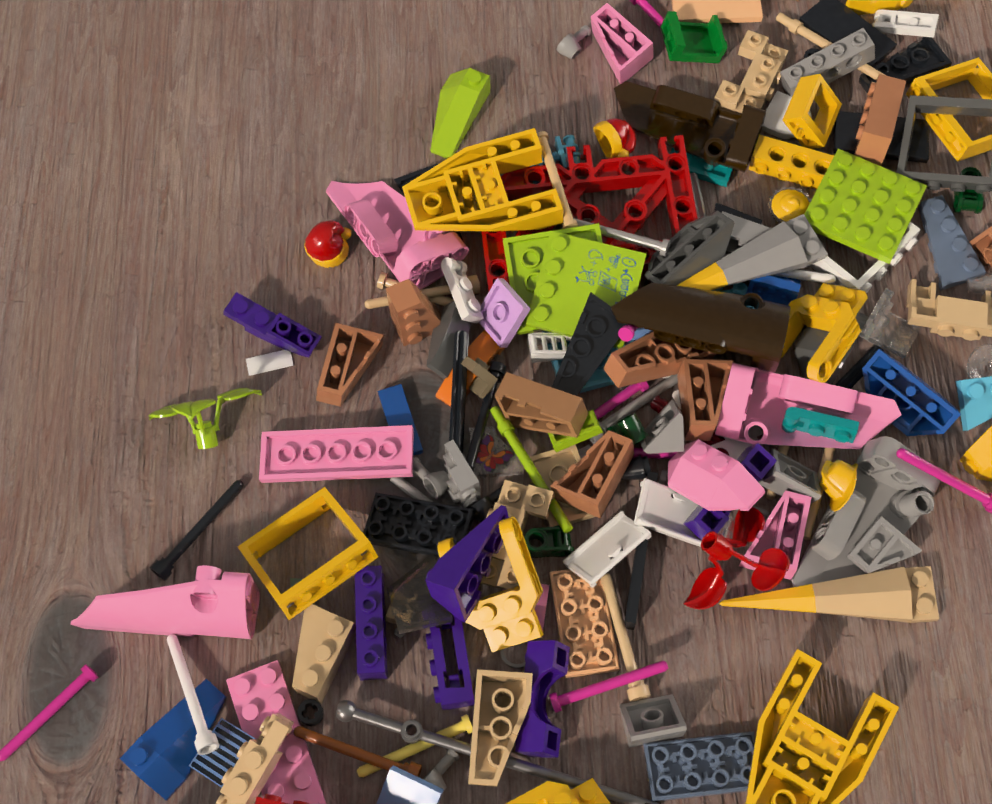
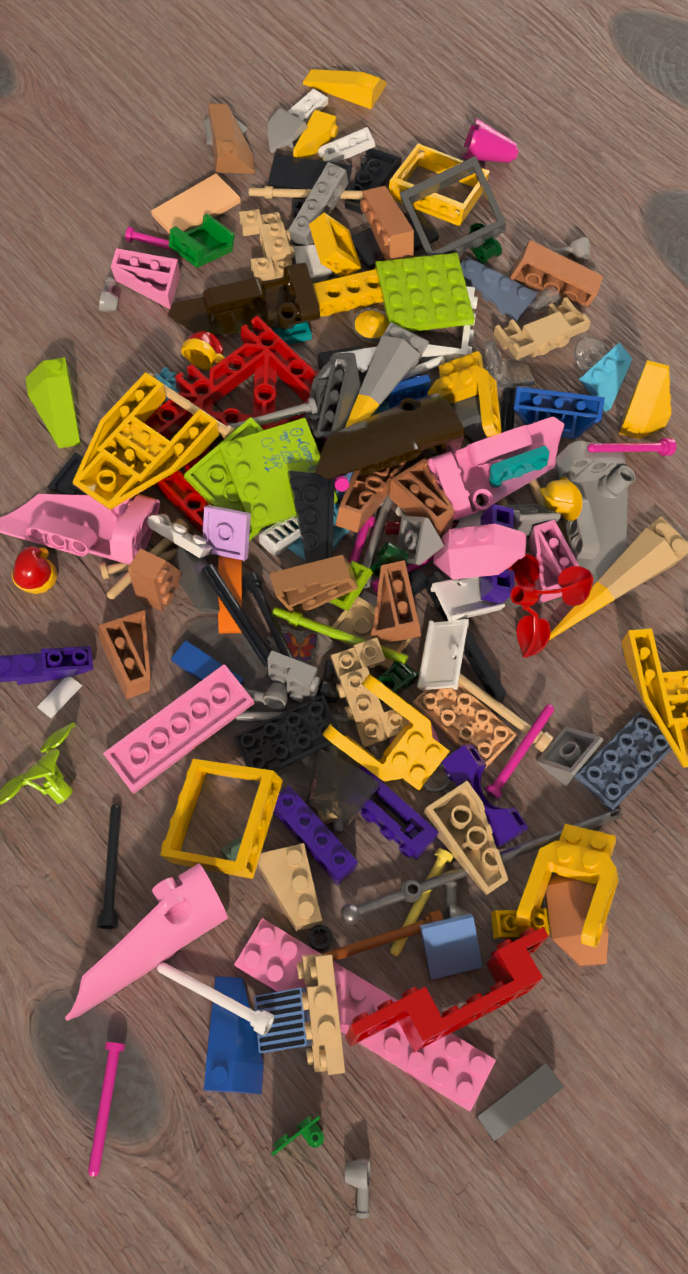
camera: 45 degrees left, 0 degrees up
(460, 570) = (360, 741): dark purple wedge -> none
(485, 380) = (251, 592): dark tan bracket -> none
(882, 547) = (621, 524): light grey wing -> none

